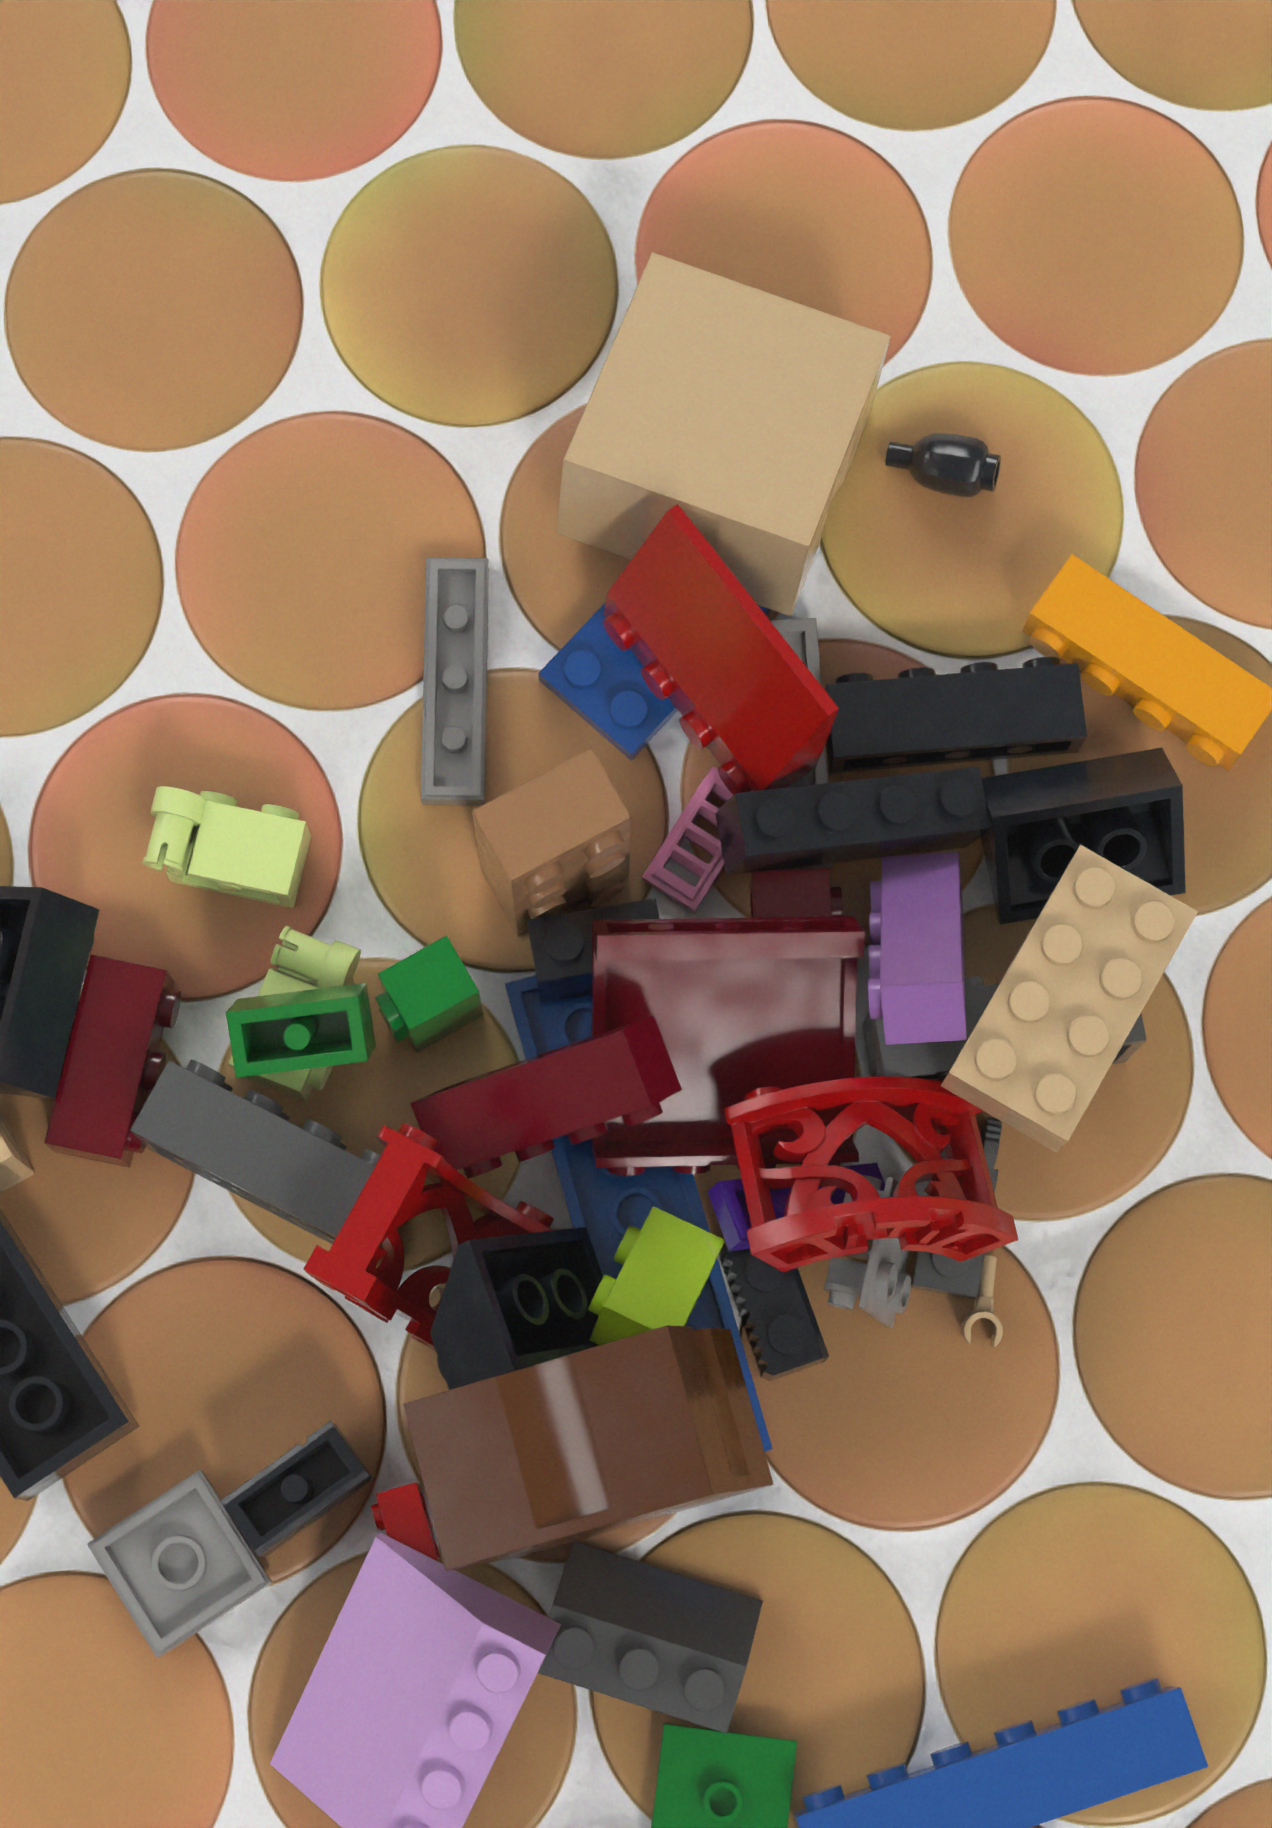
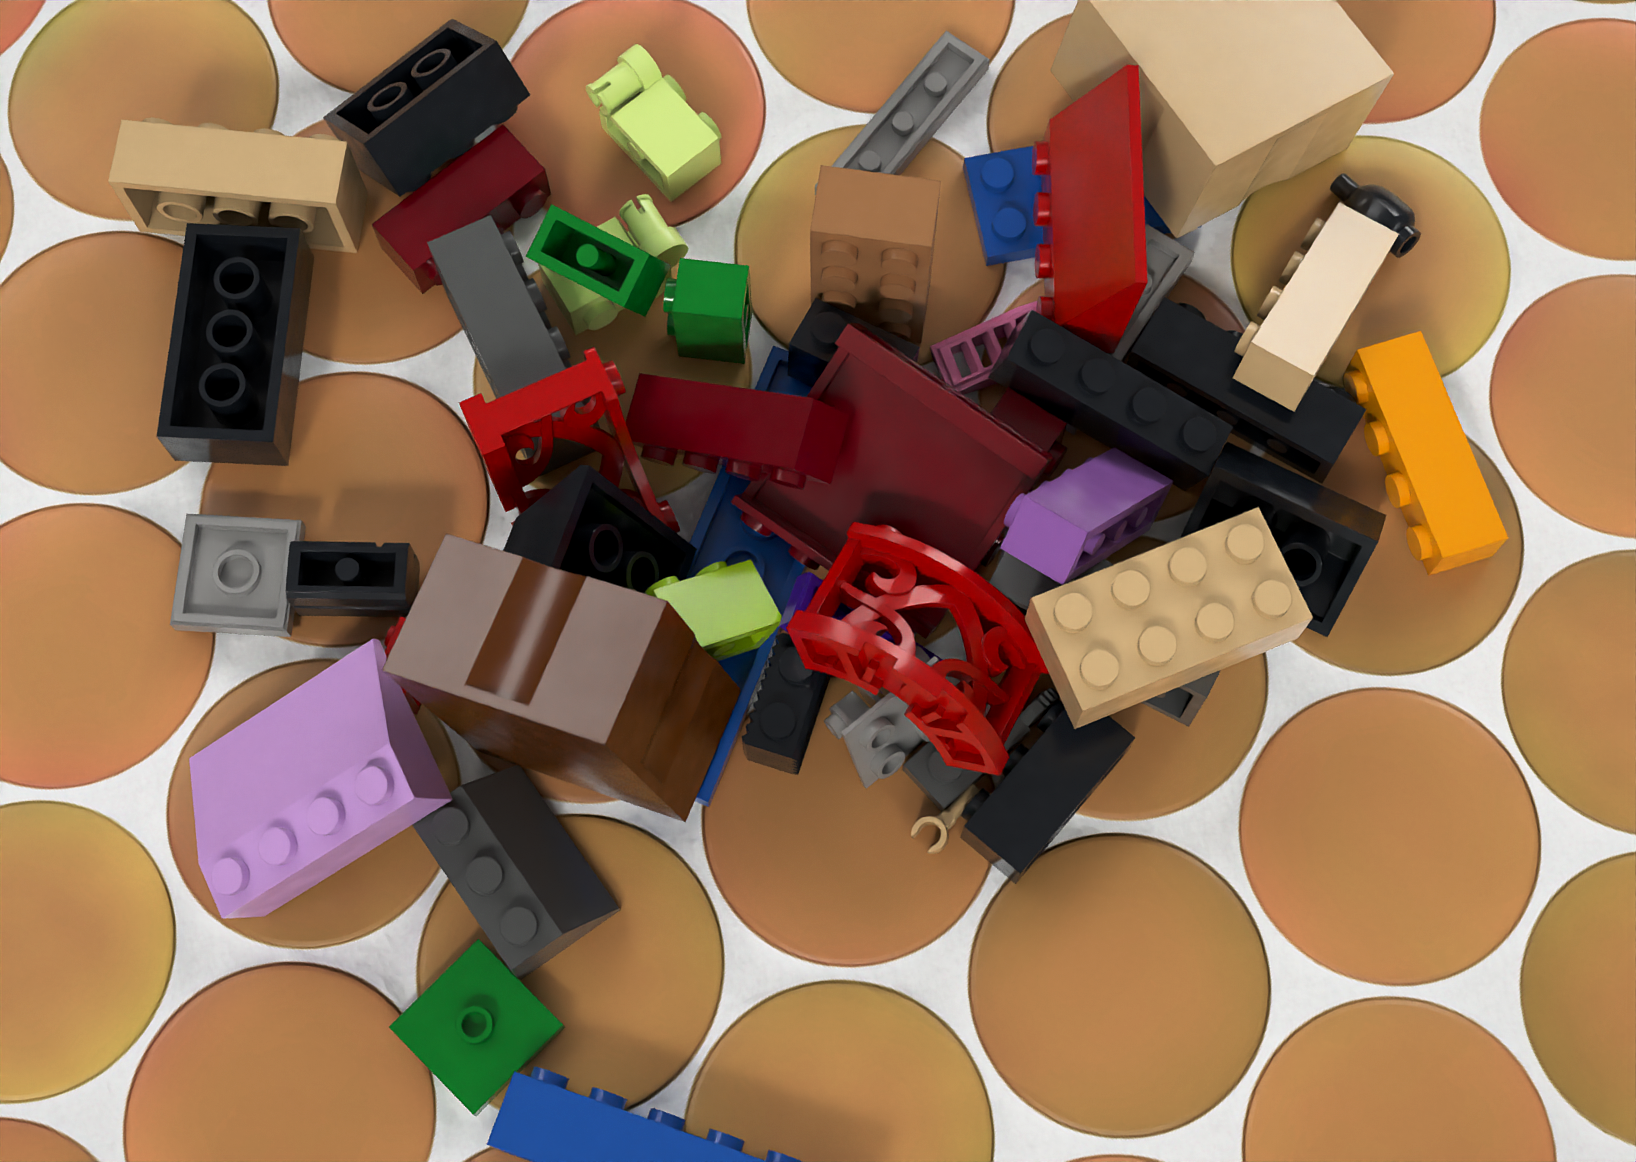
camera: 40 degrees right, 5 degrees down
(966, 598) = (1313, 307): none -> tan brick
(1054, 1220) = (1042, 789): none -> black brick

